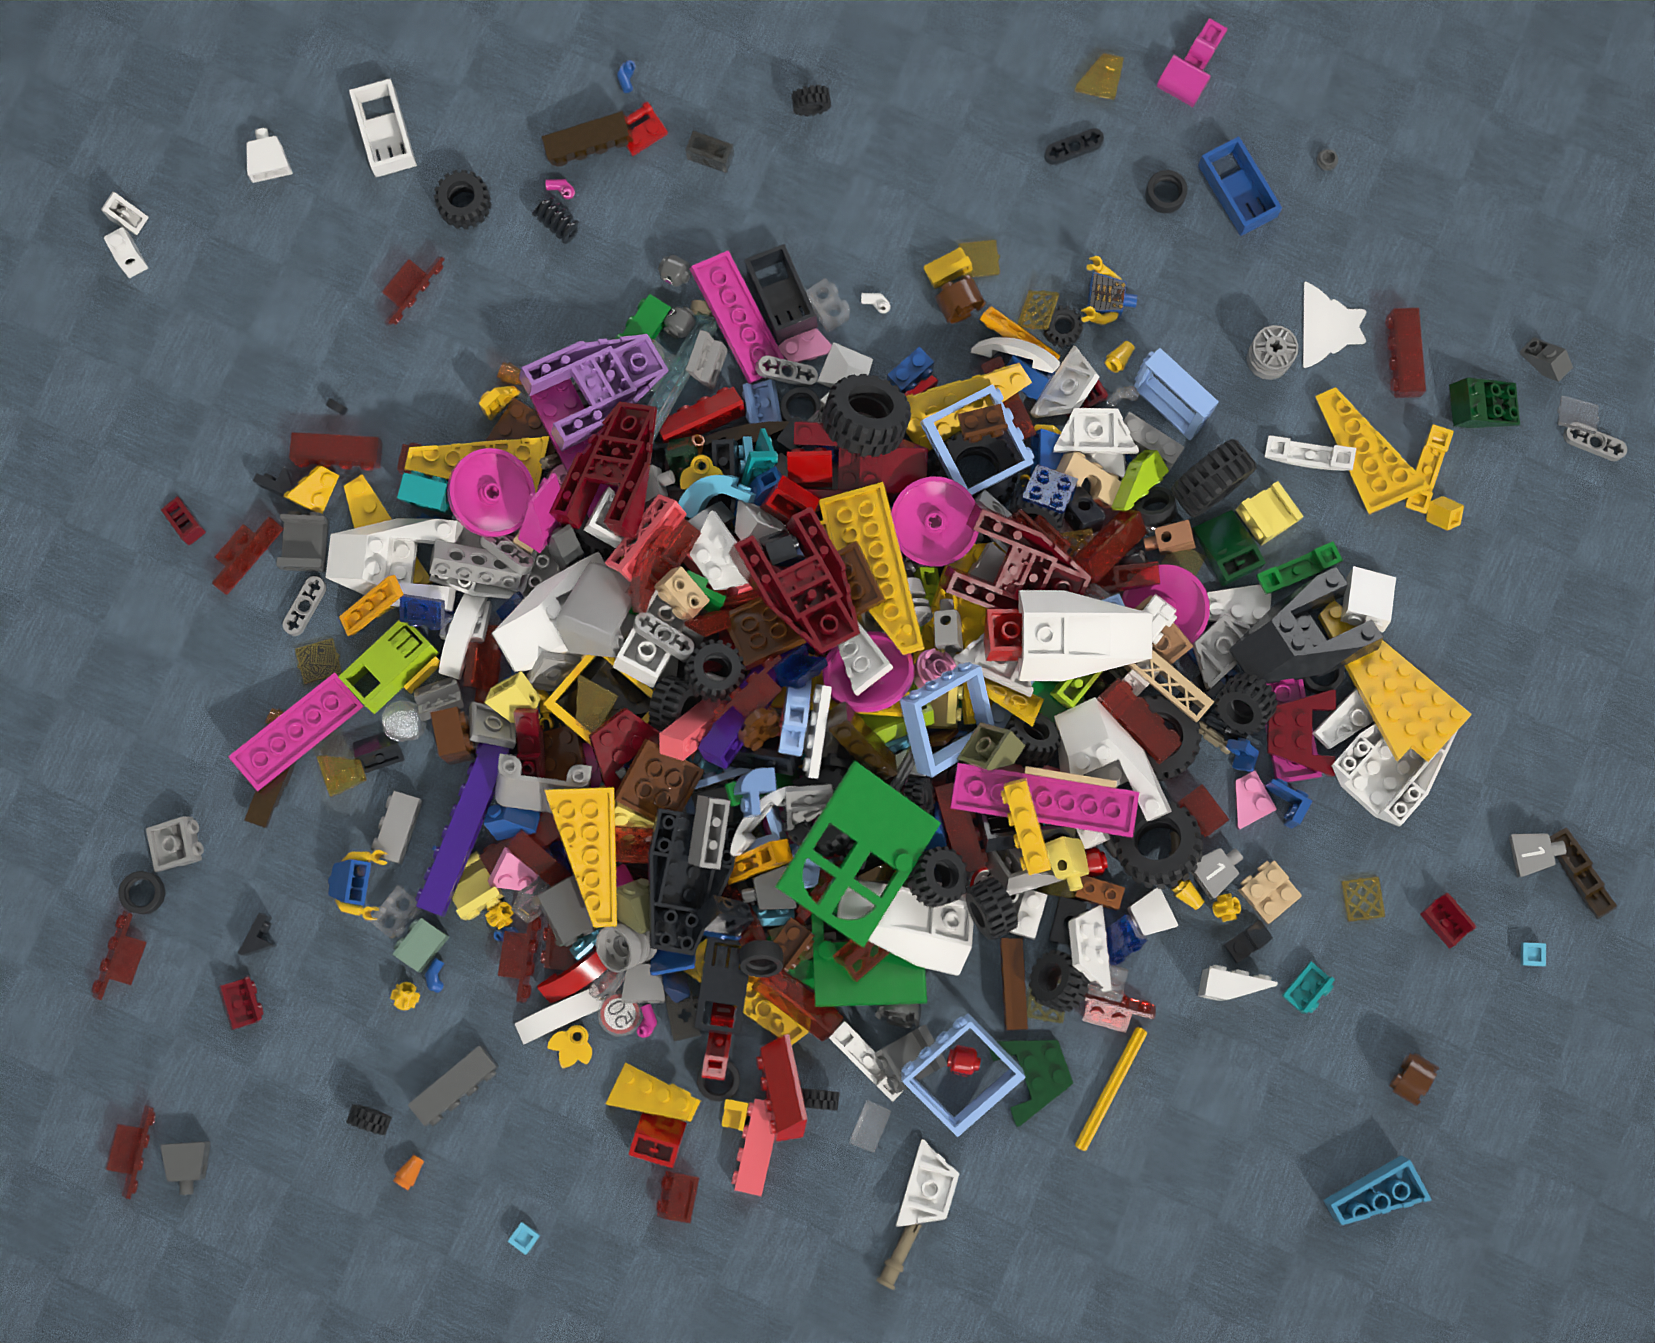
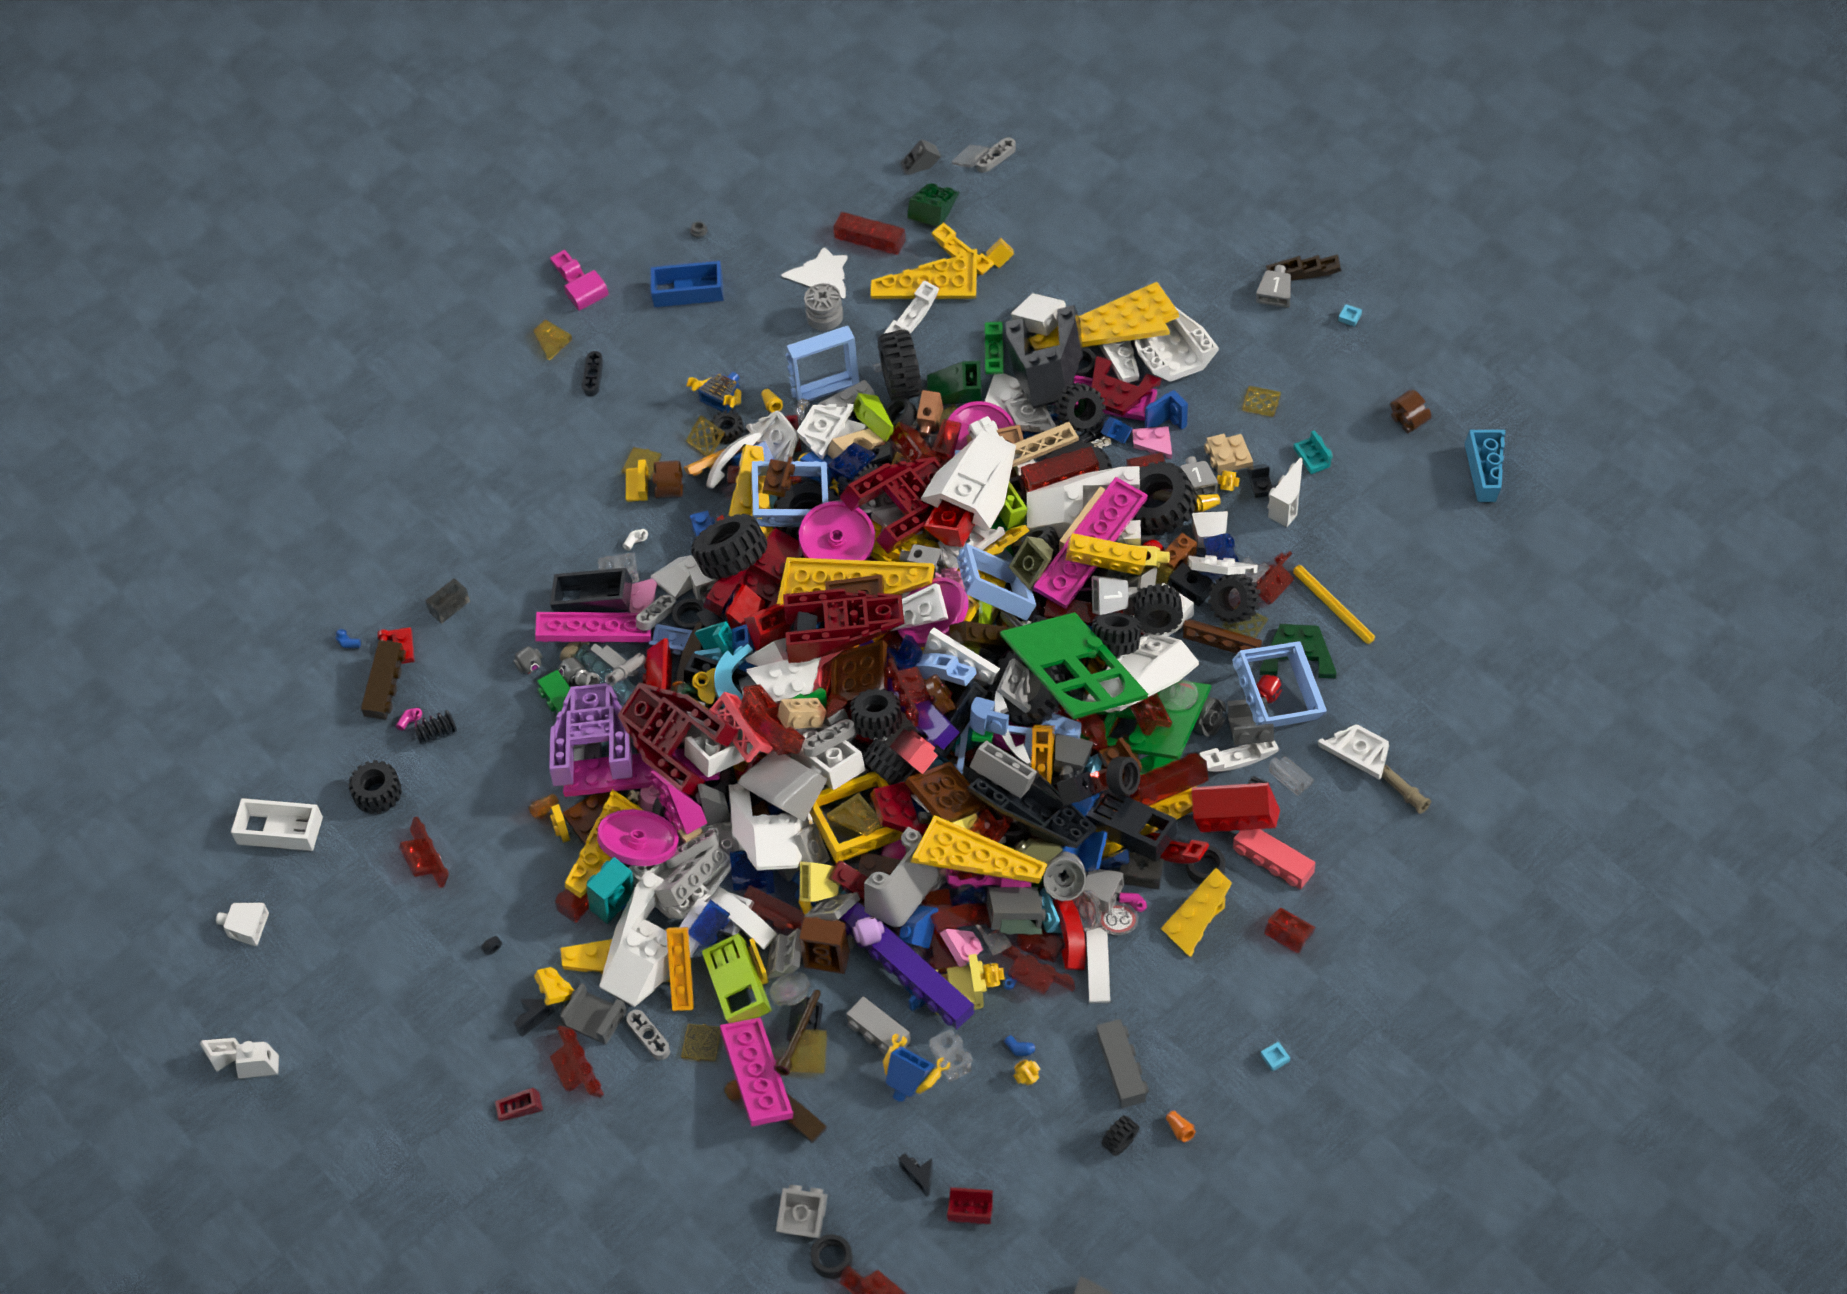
camera: 60 degrees left, 25 degrees down
(308, 757) = (784, 1064): none -> dark brown piece
(336, 450) = (528, 958): clear red brick -> none
(420, 944) = (988, 1042): sand green slope -> none
(473, 775) = (868, 931): none -> lavender head
(569, 1049) = (1129, 967): yellow plate -> none
(658, 1139) = (1237, 924): red slope -> none
(672, 344) = (584, 678): none -> light grey bush
(681, 376) = (621, 671): none -> light grey pin
(734, 1114) = (1240, 862): yellow panel -> none
(811, 100) = (450, 519): black tyre -> none
(898, 975) = (1179, 696): none -> clear piece
(982, 851) = (1110, 594): none -> torso
(1175, 178) = (663, 339): black tyre -> none
(1269, 513) = (942, 351): light yellow piece -> none
(1448, 920) = (1301, 353): dark red bracket -> none

